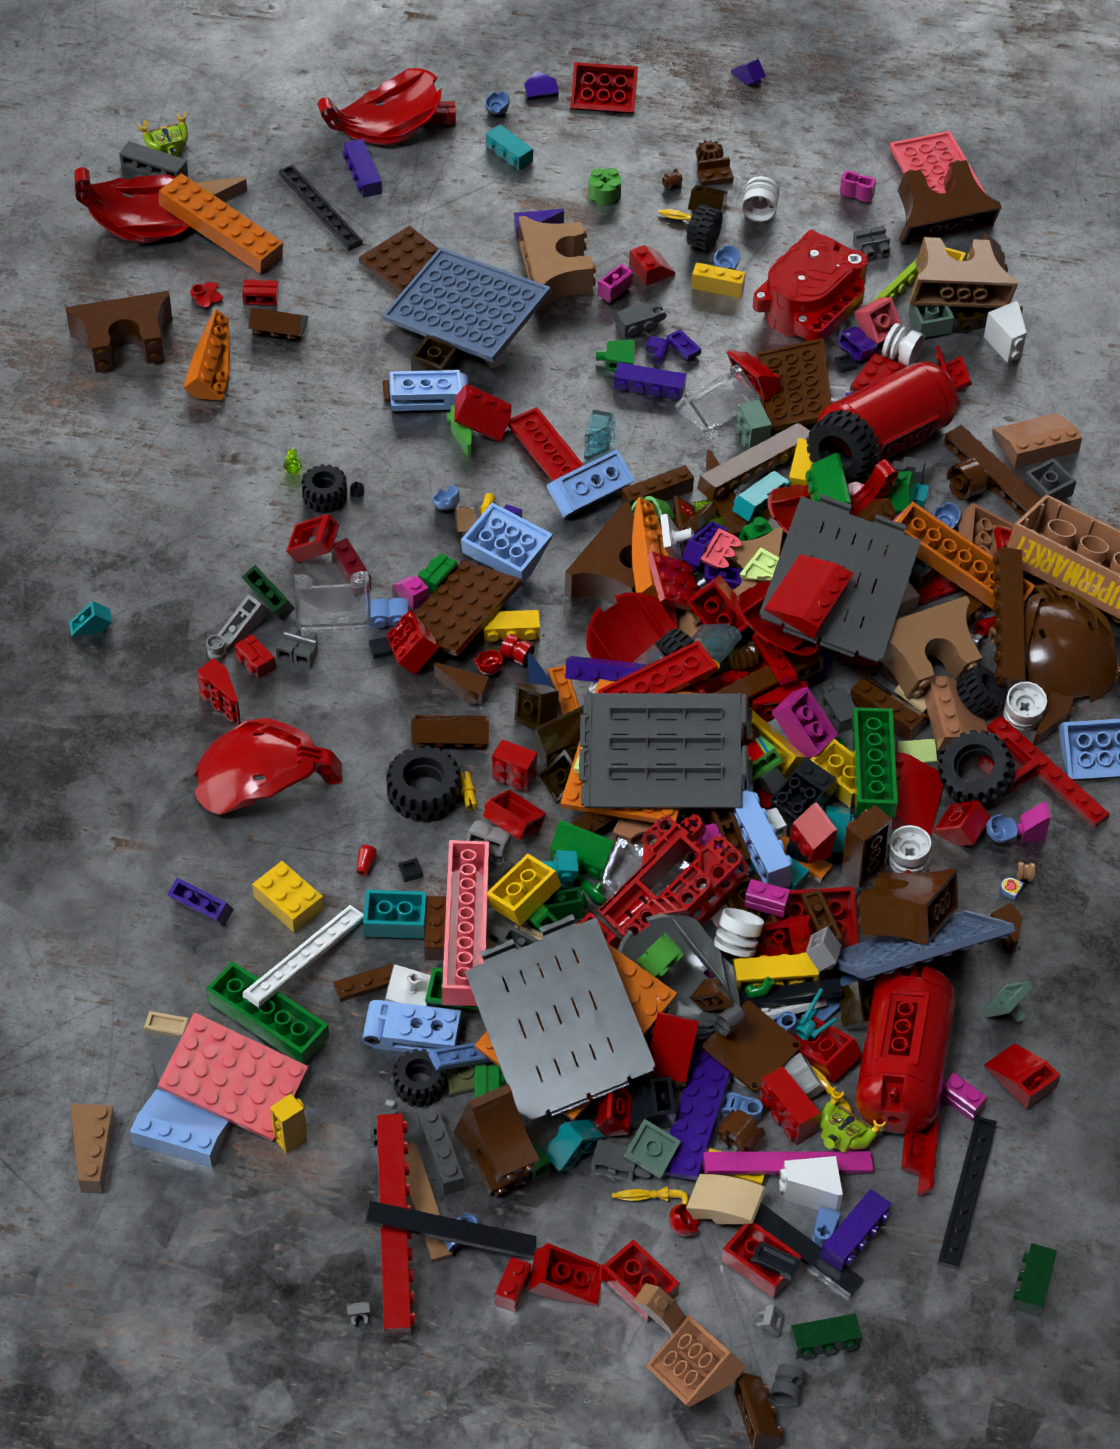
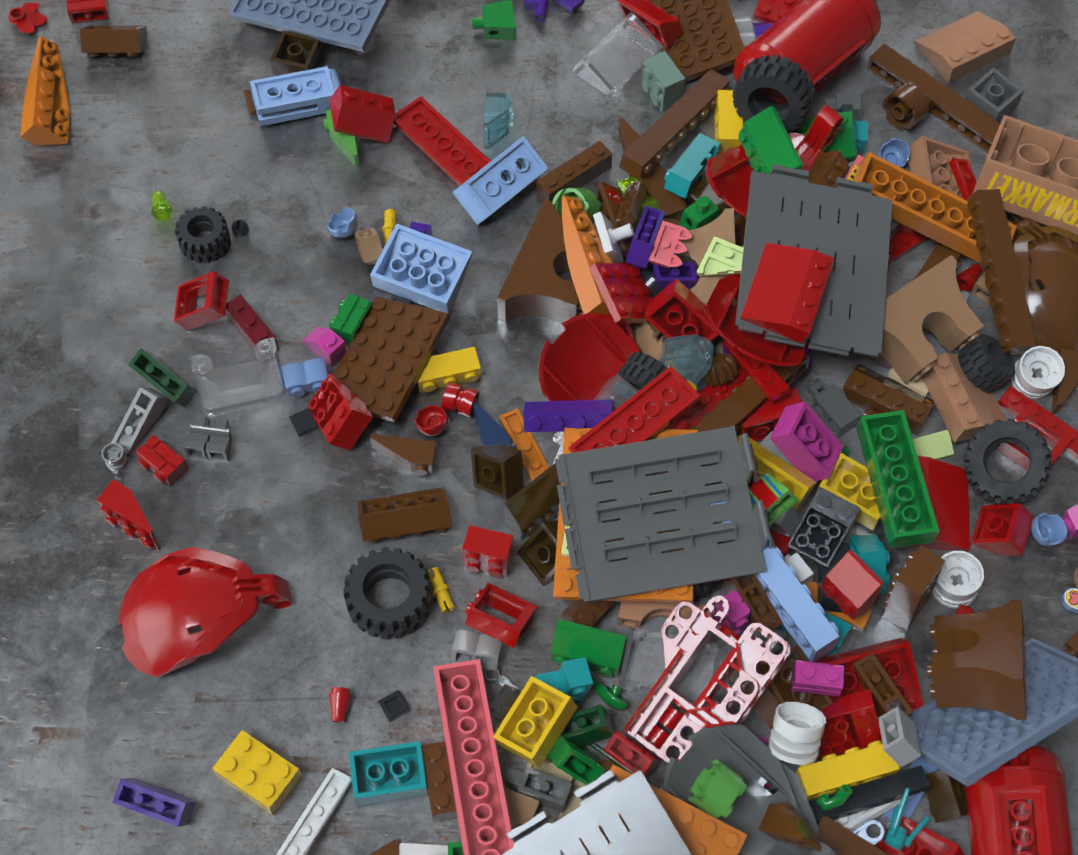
camera: 10 degrees left, 10 degrees up
(649, 381) = (537, 45): dark purple brick -> none

